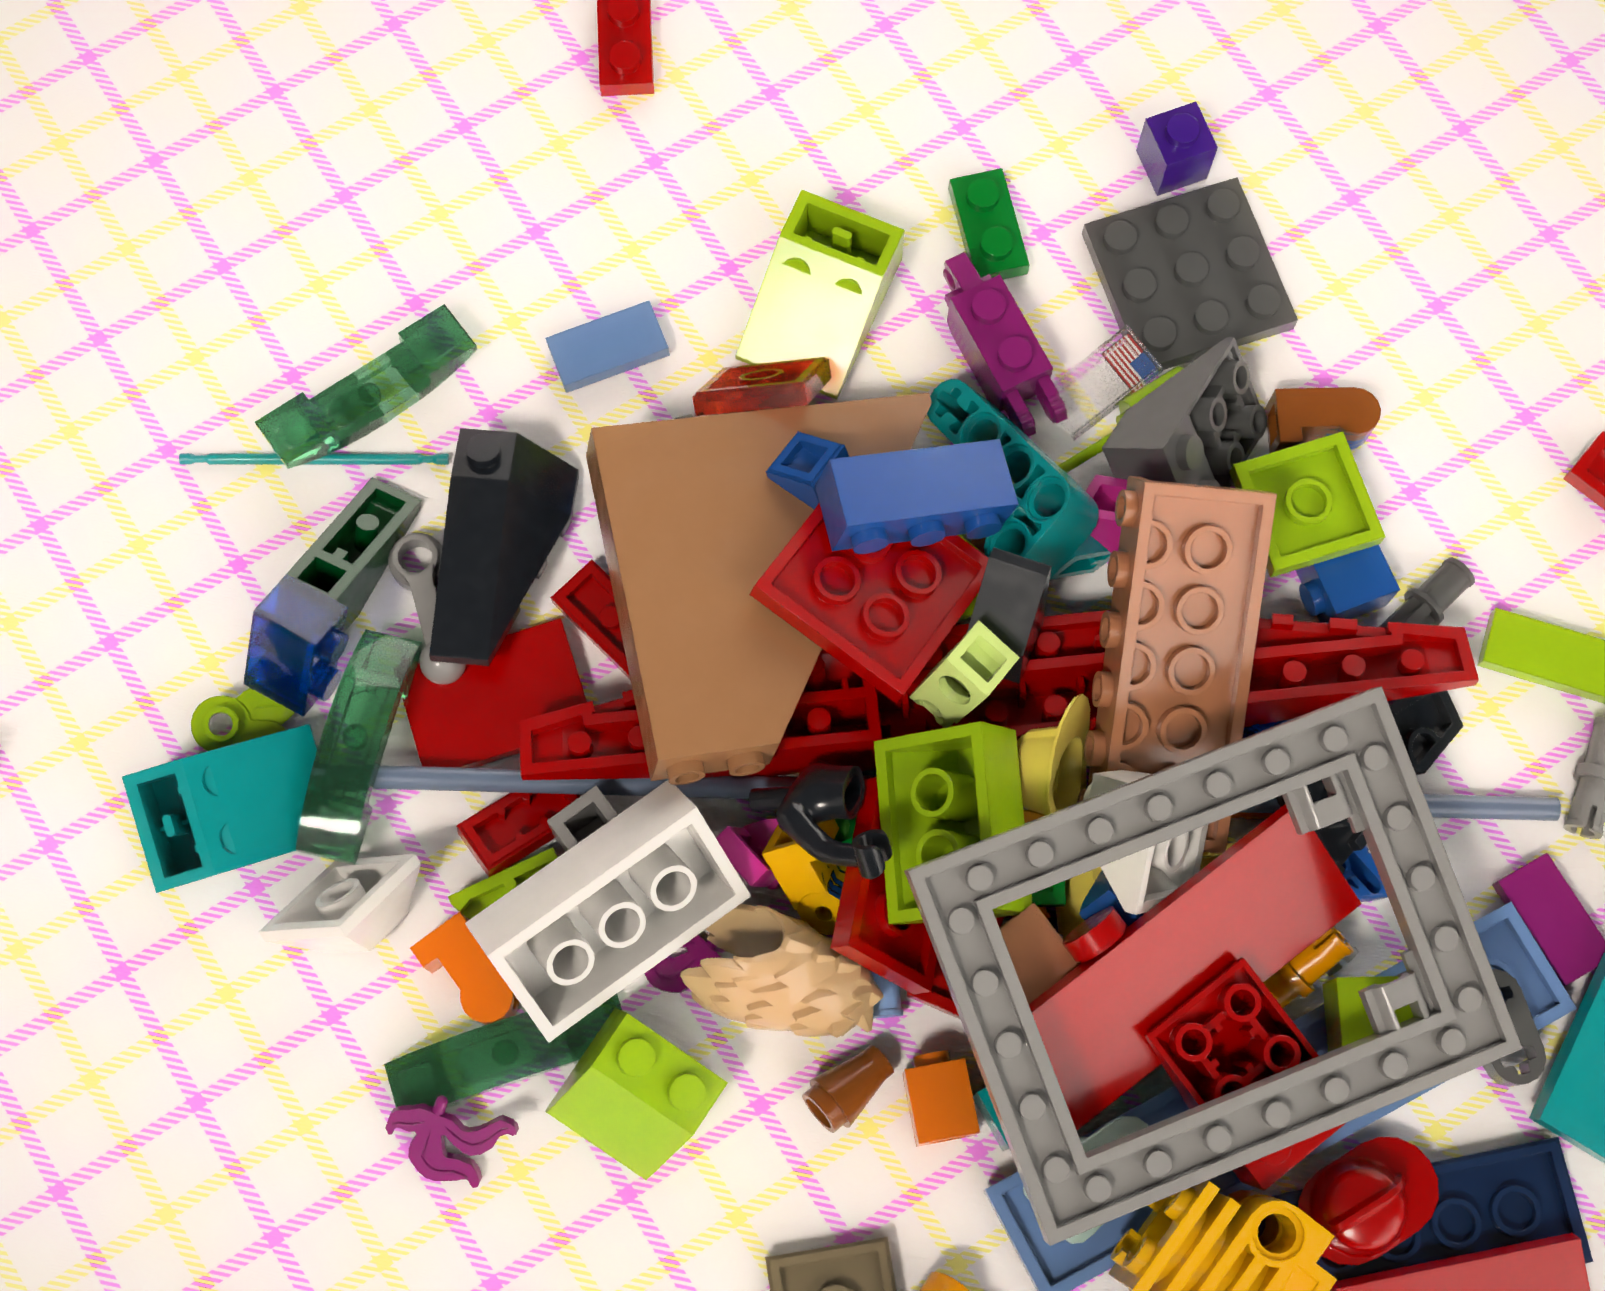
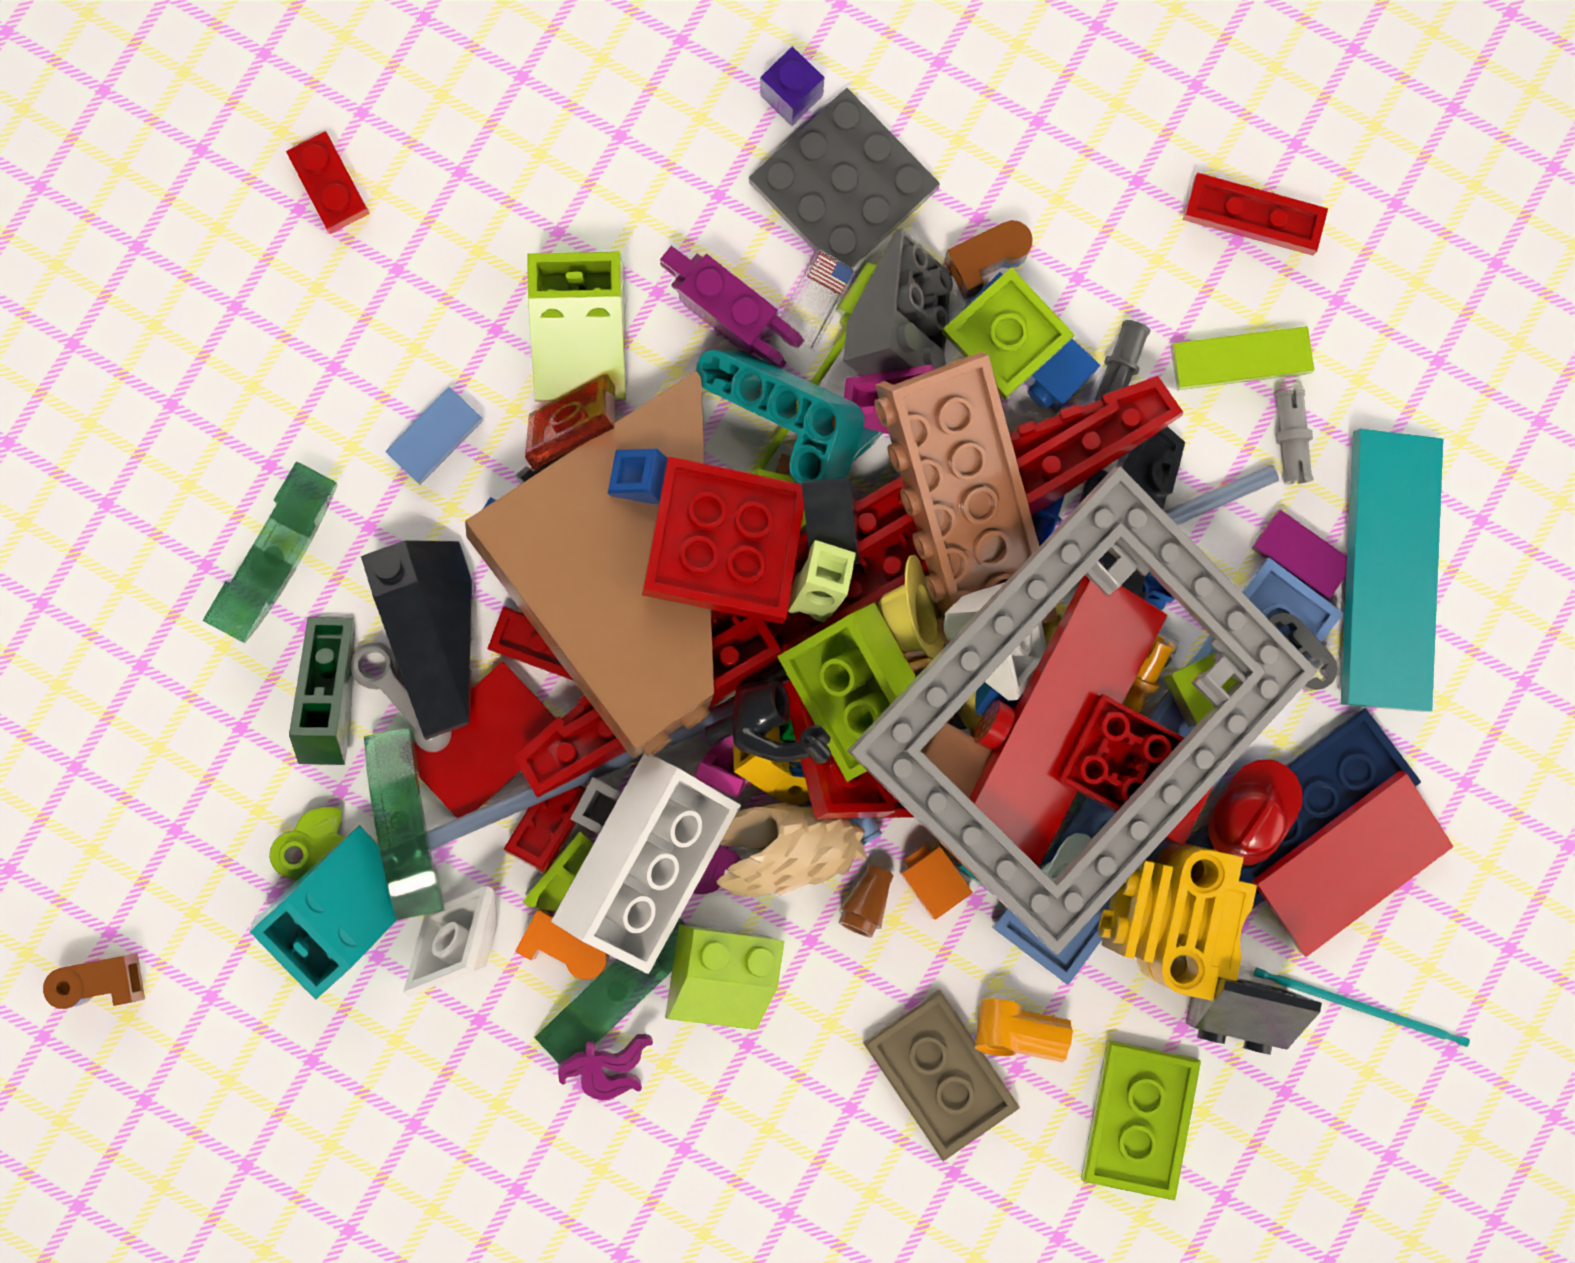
camera: 30 degrees left, 10 degrees up
(296, 645) = (323, 775): clear blue brick -> none
(330, 459) = (272, 615): teal piece -> none
(916, 496) = (728, 467): blue brick -> none
(989, 224) = (676, 209): green plate -> none

